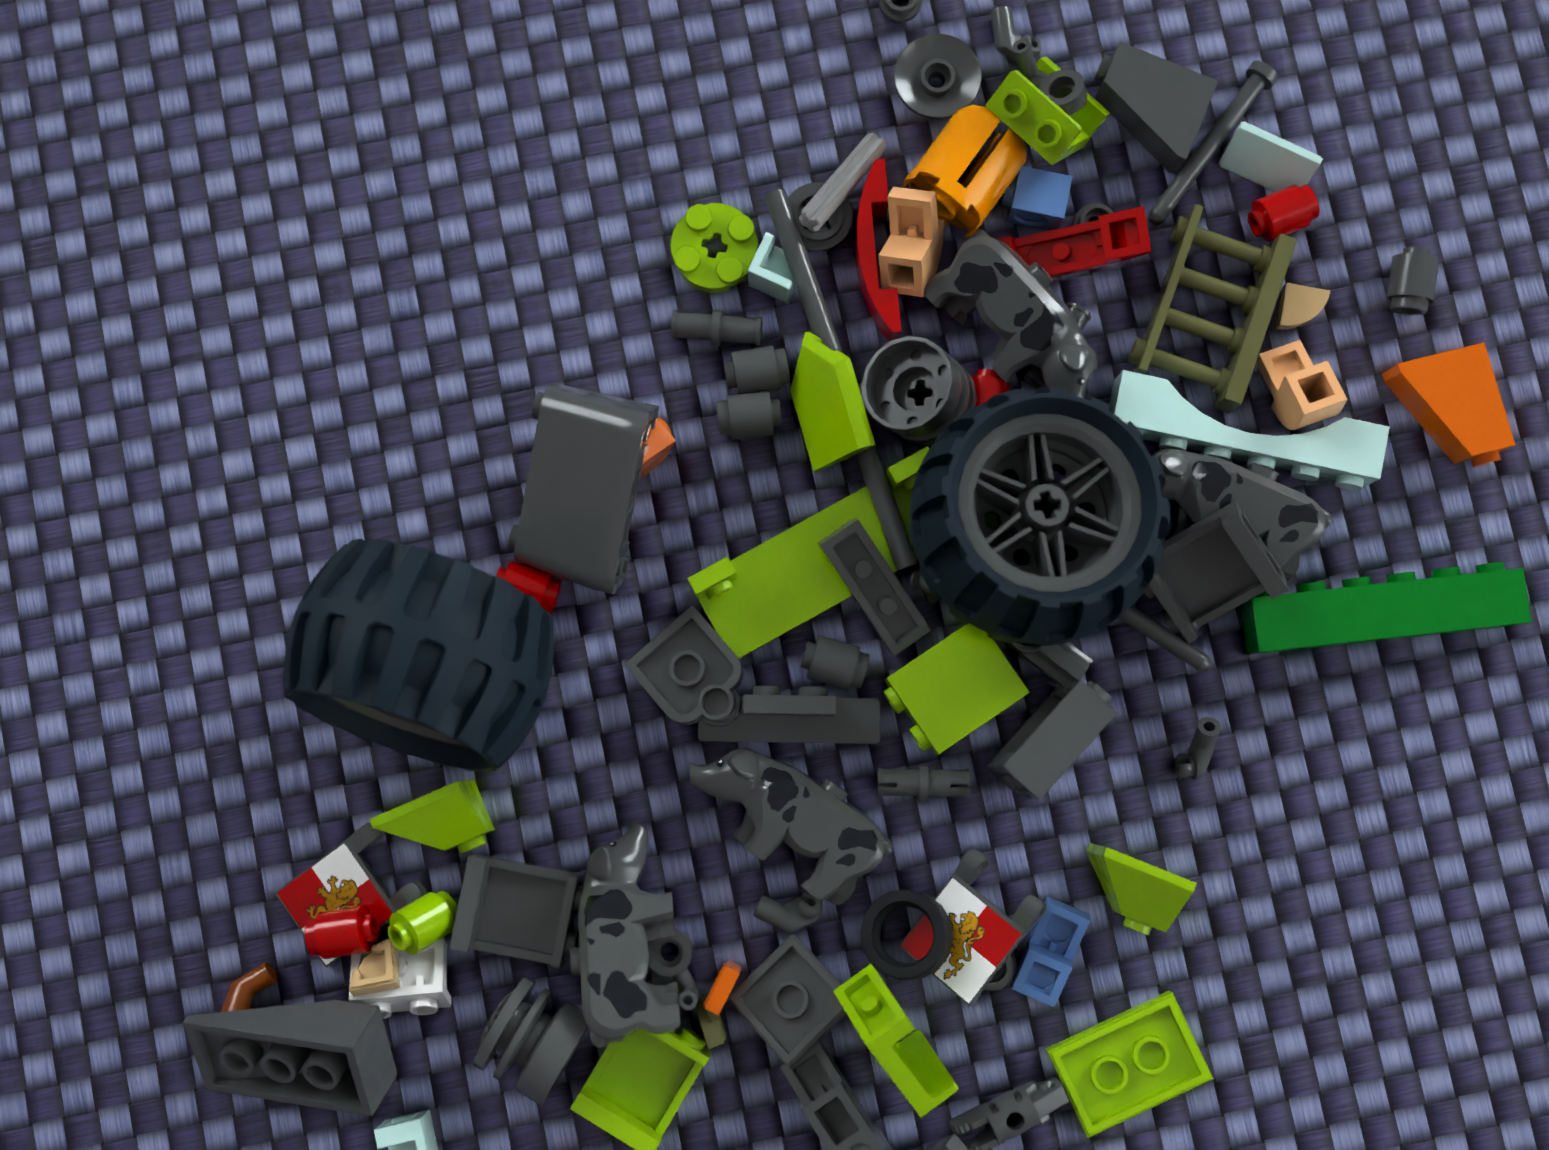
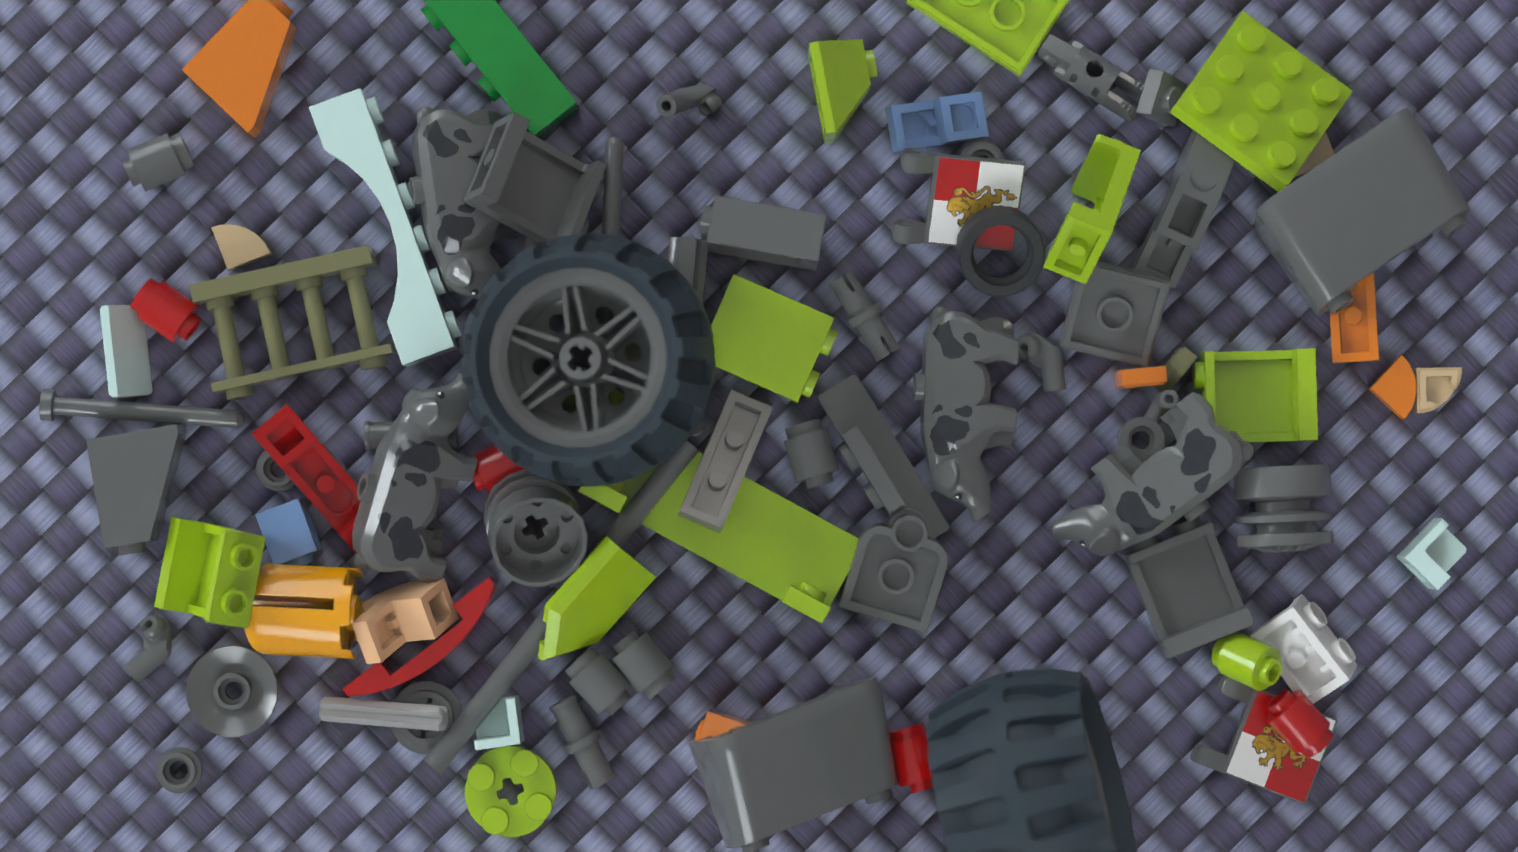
camera: 120 degrees left, 5 degrees up
(245, 987) = (1403, 776): dark orange arm -> none
(297, 1054) = (1419, 694): dark grey slope -> none
(377, 971) = (1310, 672): tan tile -> none
(441, 818) = (1153, 700): lime slope -> none
(1063, 87) = (184, 582): dark grey plate -> none
(1300, 390) = (319, 203): light nougat brick -> none

